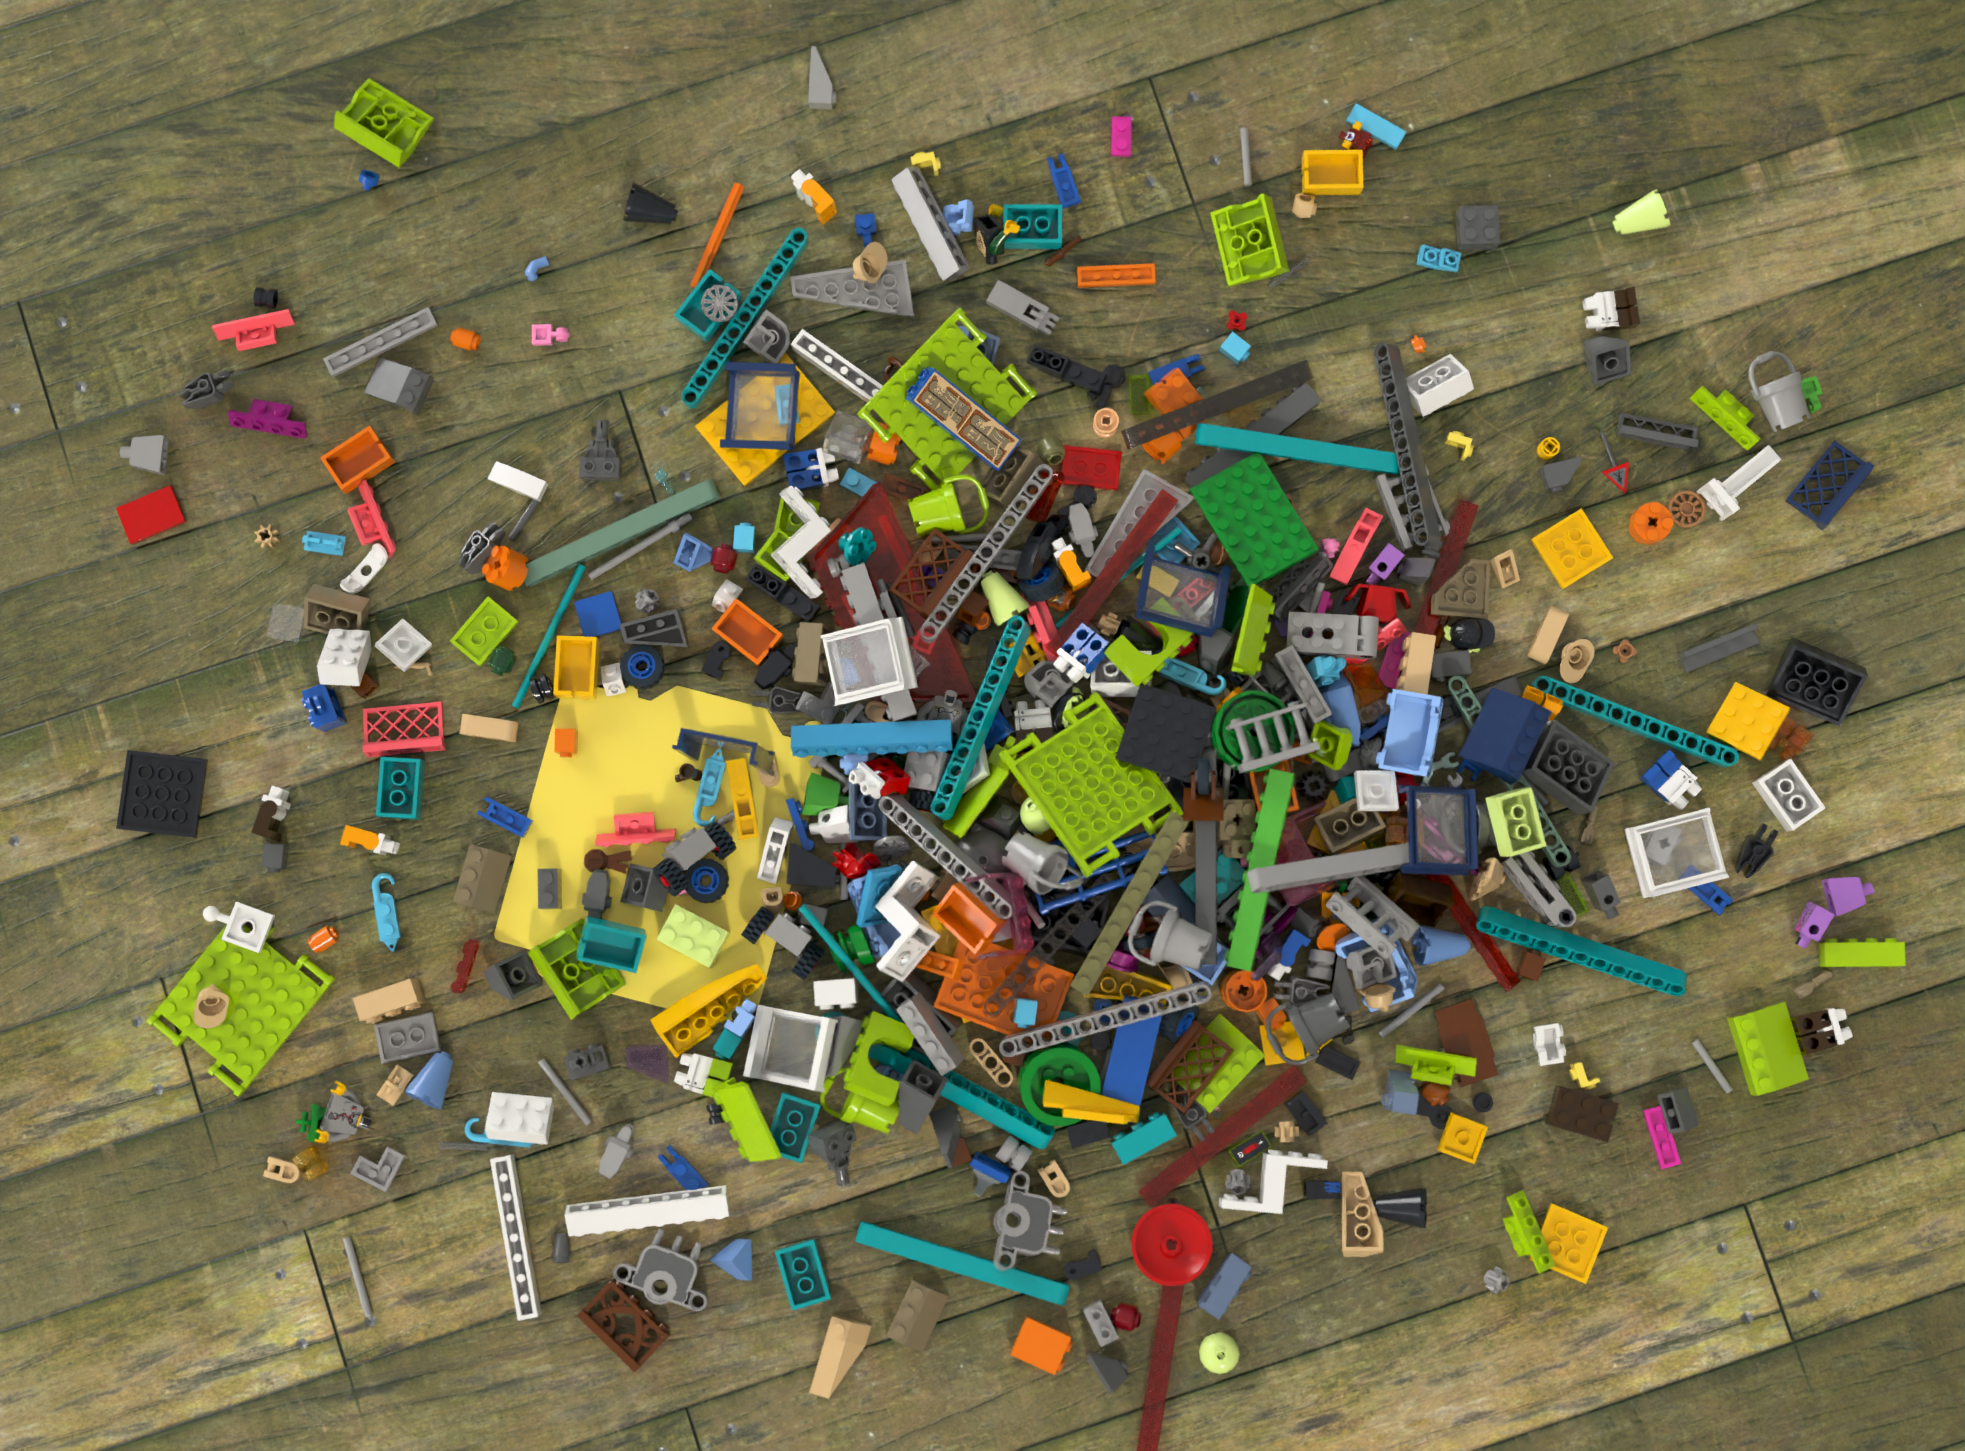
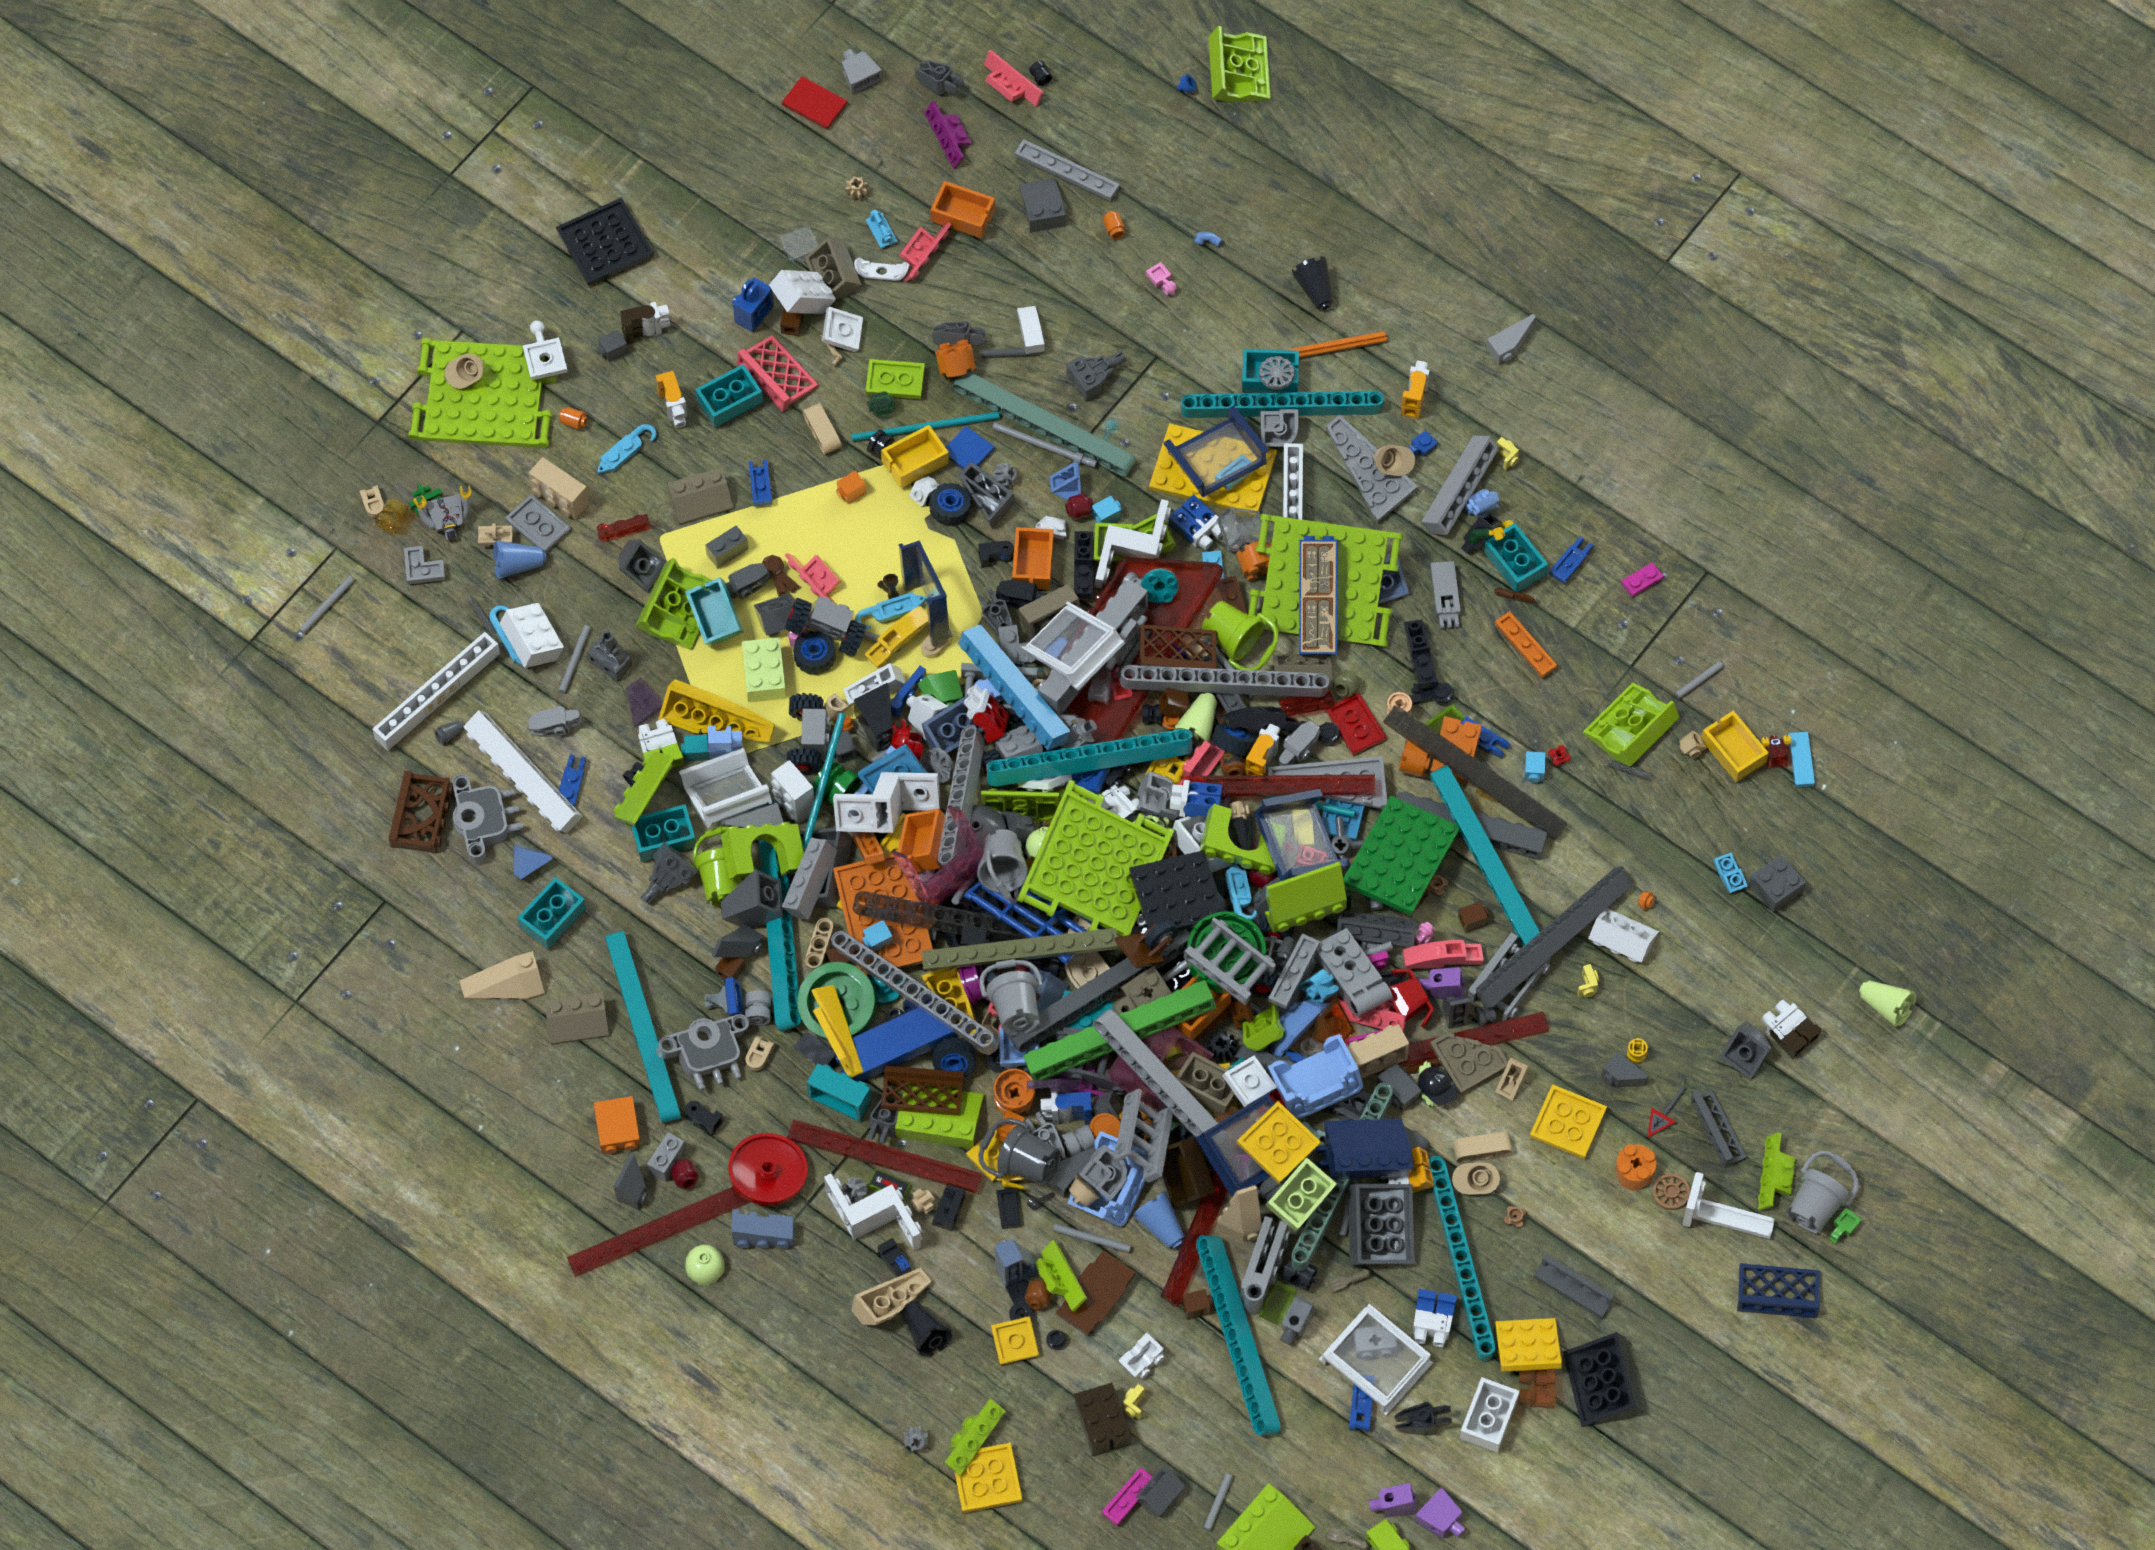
camera: 55 degrees right, 20 degrees down
(1337, 496) = (1473, 916): none -> reddish brown brick
(1459, 809) = (1278, 1142): none -> yellow plate

